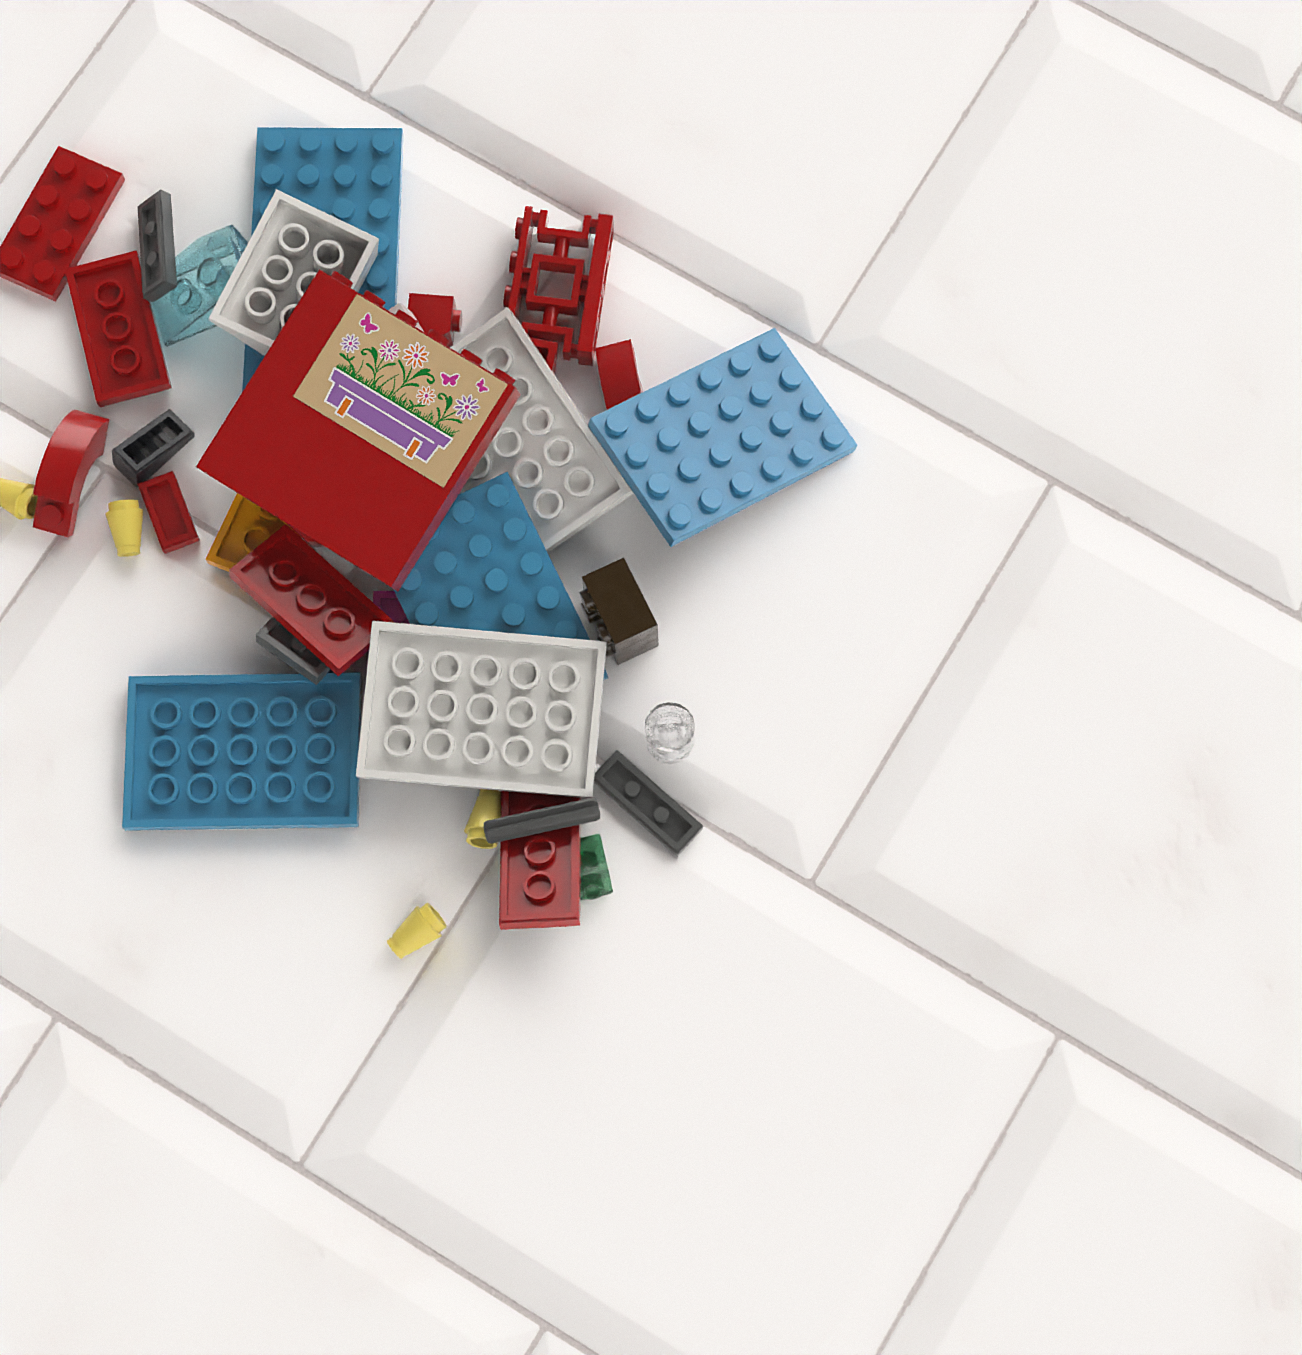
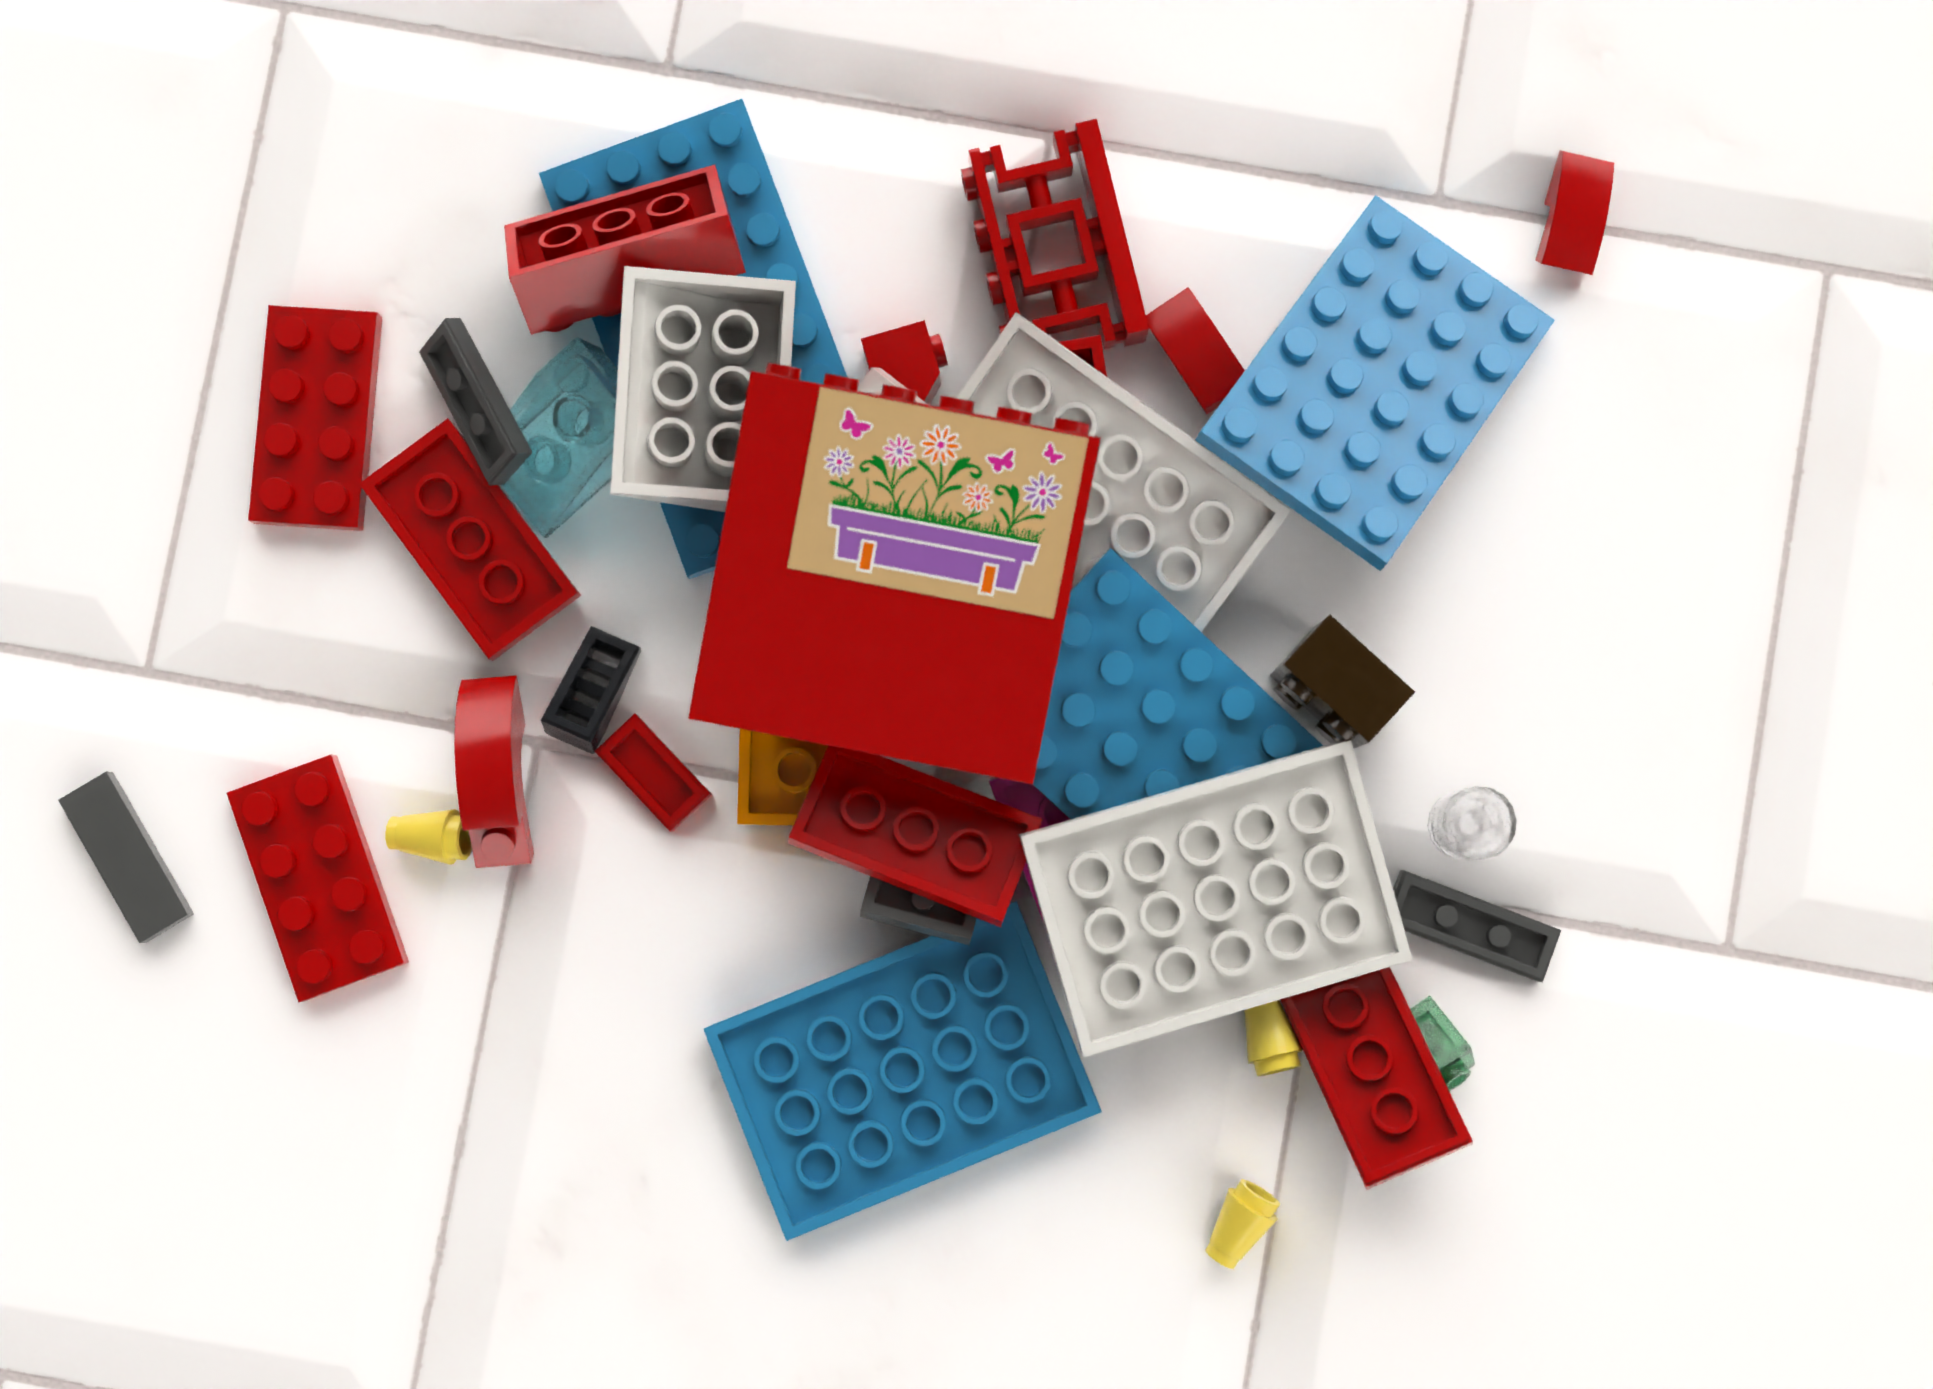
camera: 20 degrees left, 10 degrees up
(125, 525) = (605, 818): light yellow cone -> none
(244, 182) = (575, 257): none -> red slope
(541, 820) = (1358, 1017): dark grey axle -> none
(897, 383) = (1577, 212): none -> red slope

